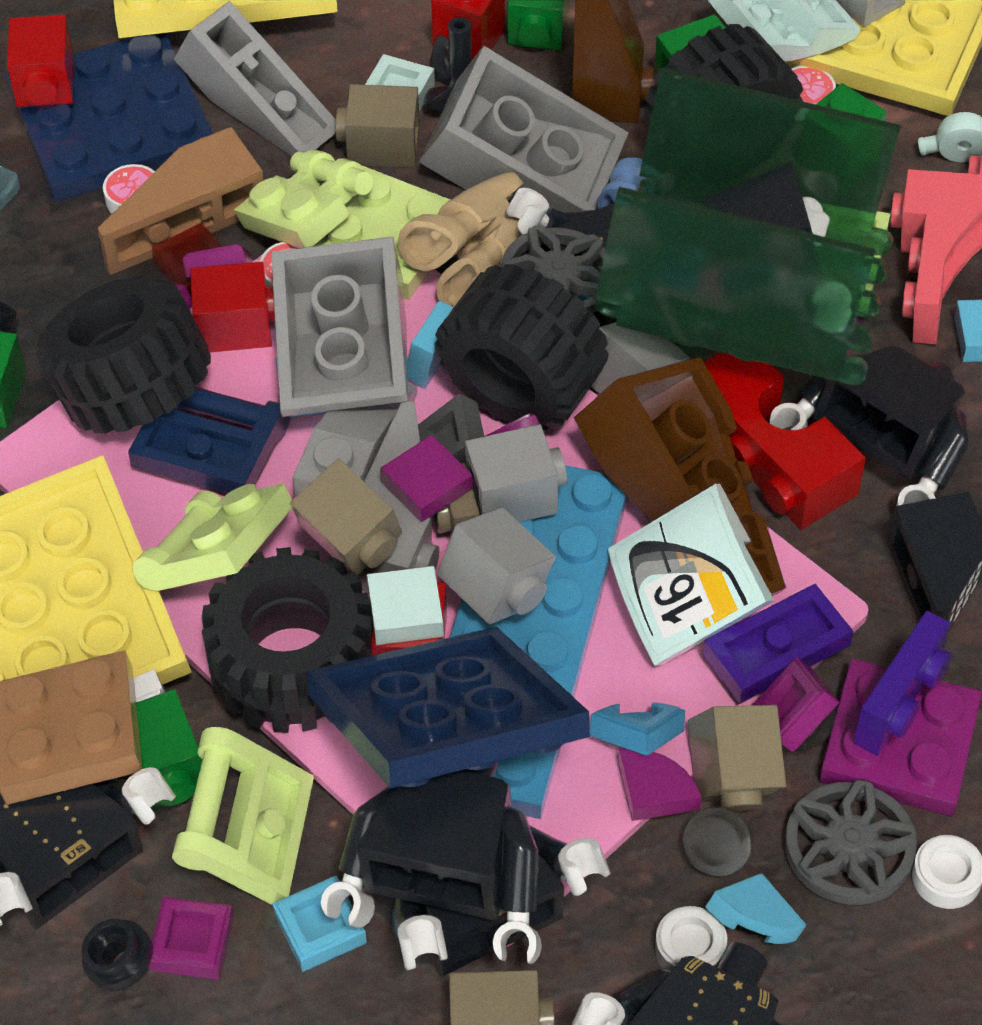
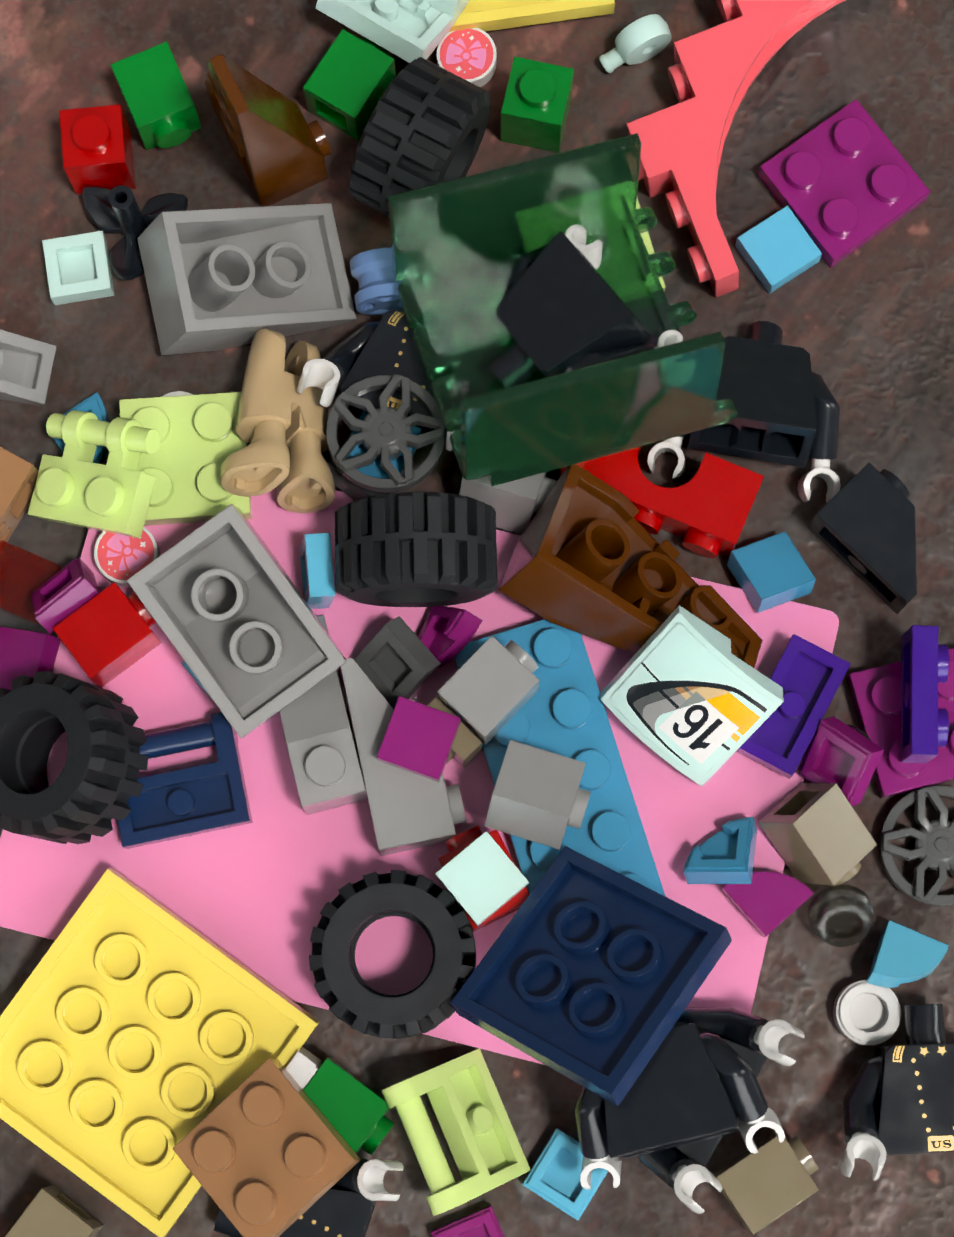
camera: 30 degrees left, 25 degrees up
(213, 537) = (284, 897): yellowish green plate -> none
(347, 518) = (388, 833): dark tan brick -> none
(380, 125) = (97, 333): dark tan brick -> none
(828, 546) = (771, 572): none -> dark azure tile

